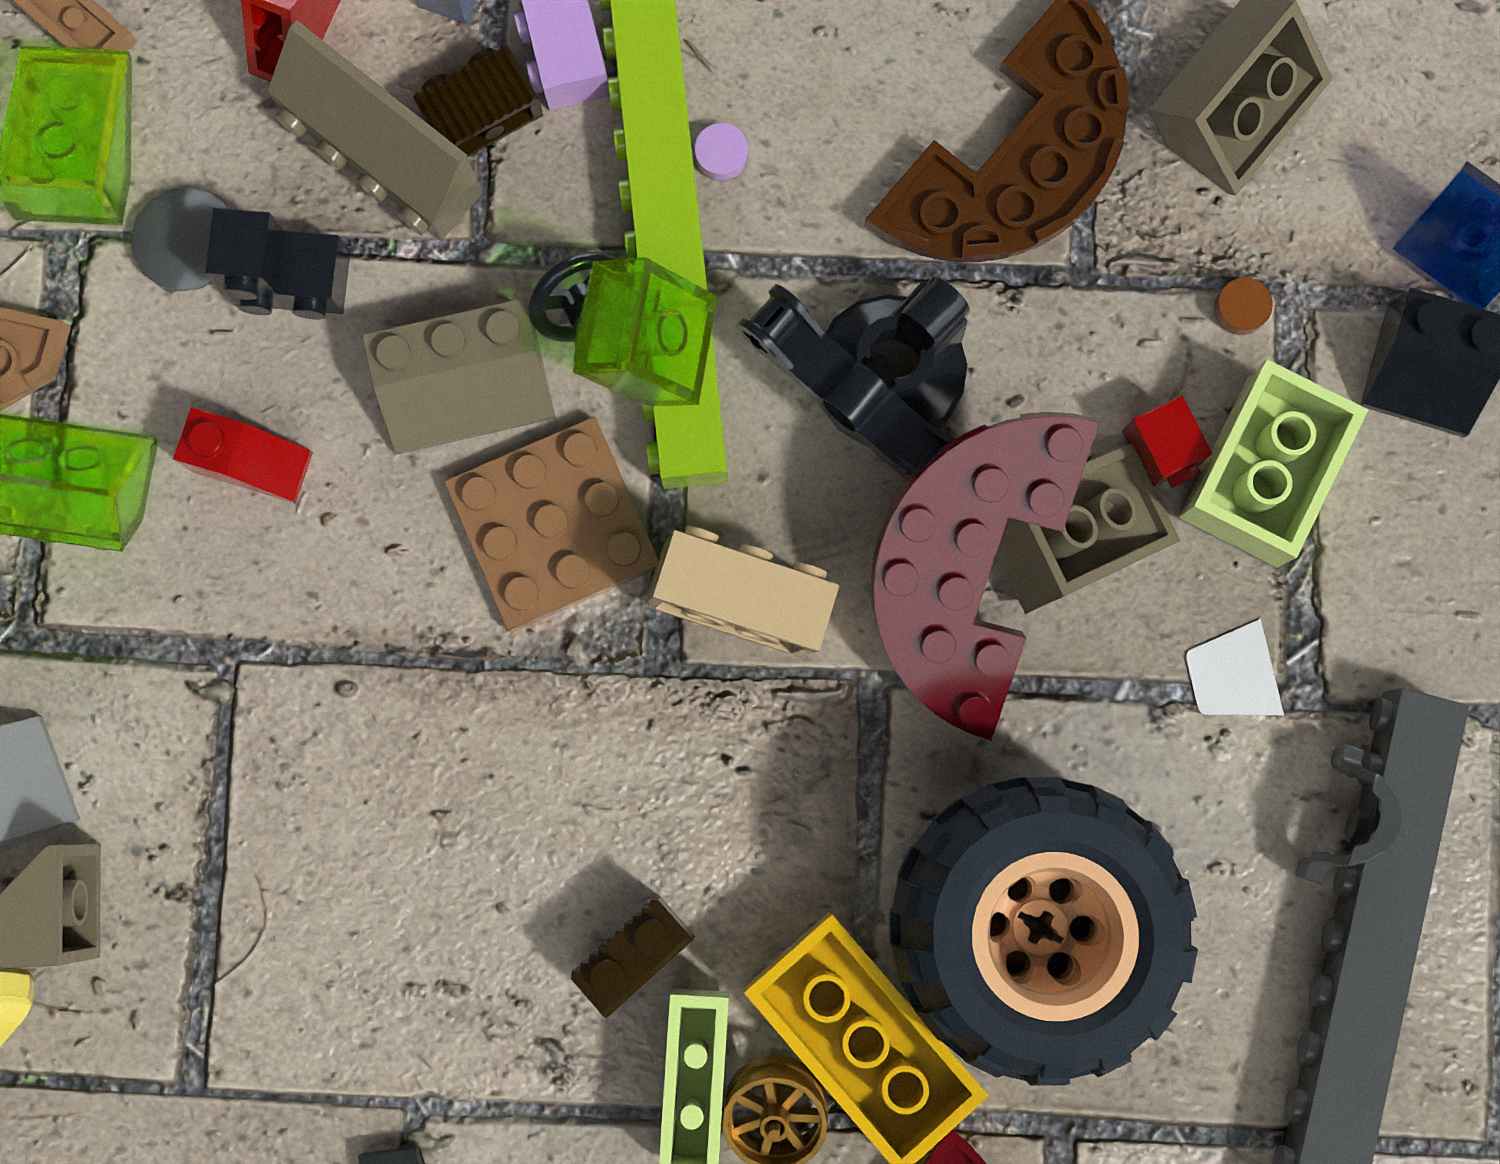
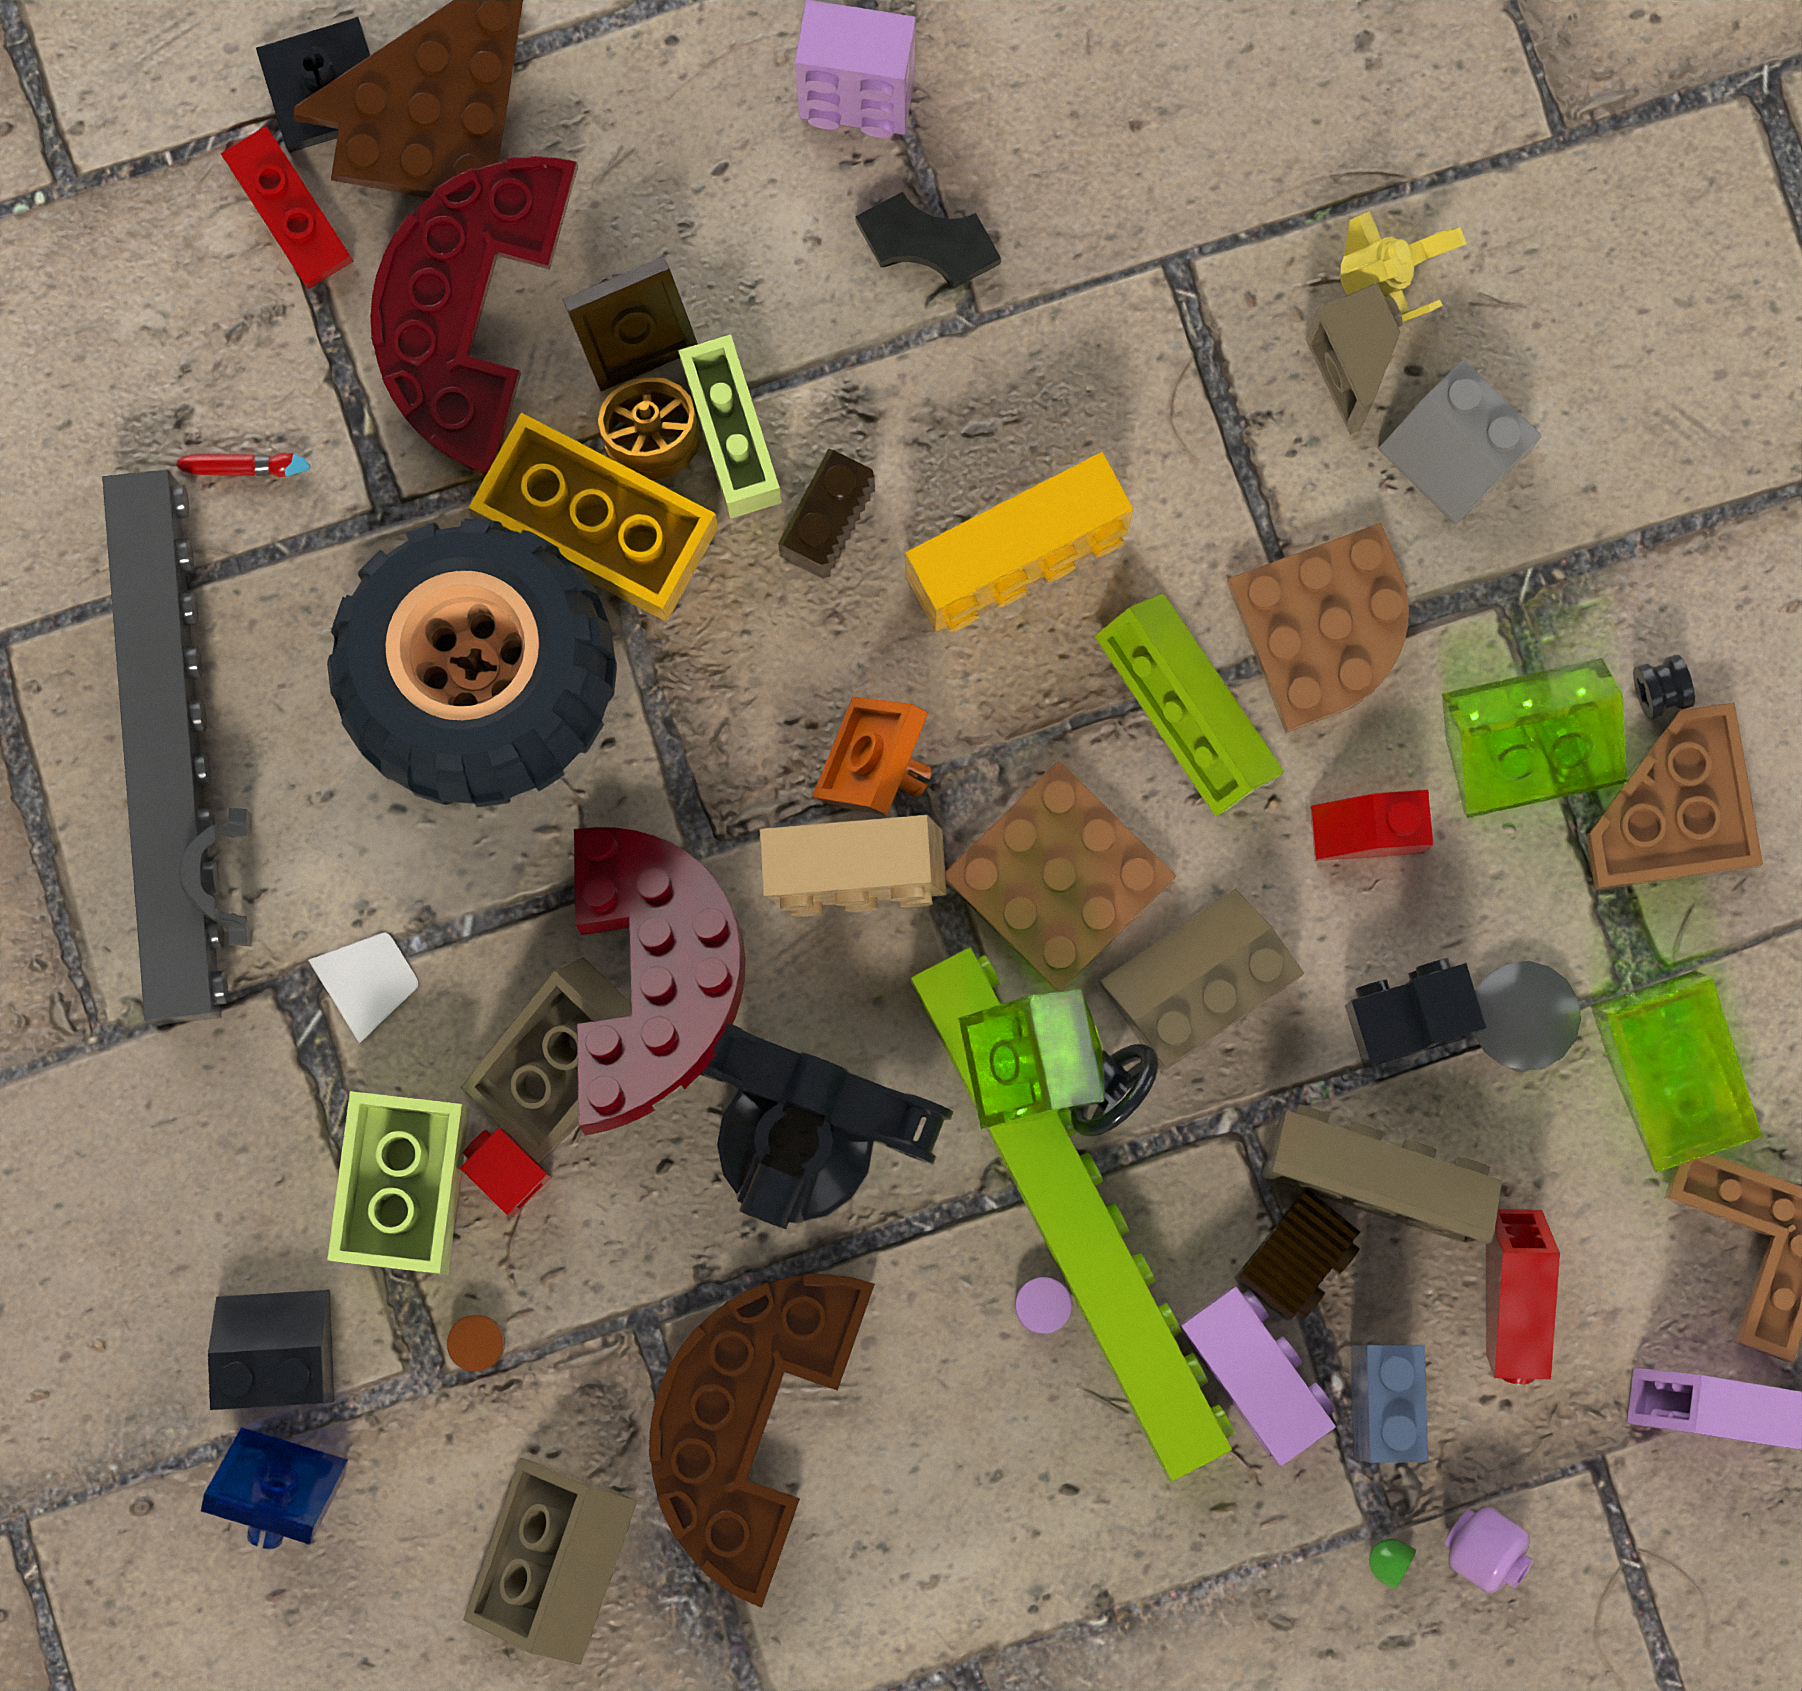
camera: 160 degrees right, 0 degrees up
(203, 666) = (1325, 624): none -> medium nougat plate
(364, 638) = (1188, 703): none -> lime panel
(454, 850) = (1019, 543): none -> yellow brick
(682, 694) = (873, 757): none -> orange tile

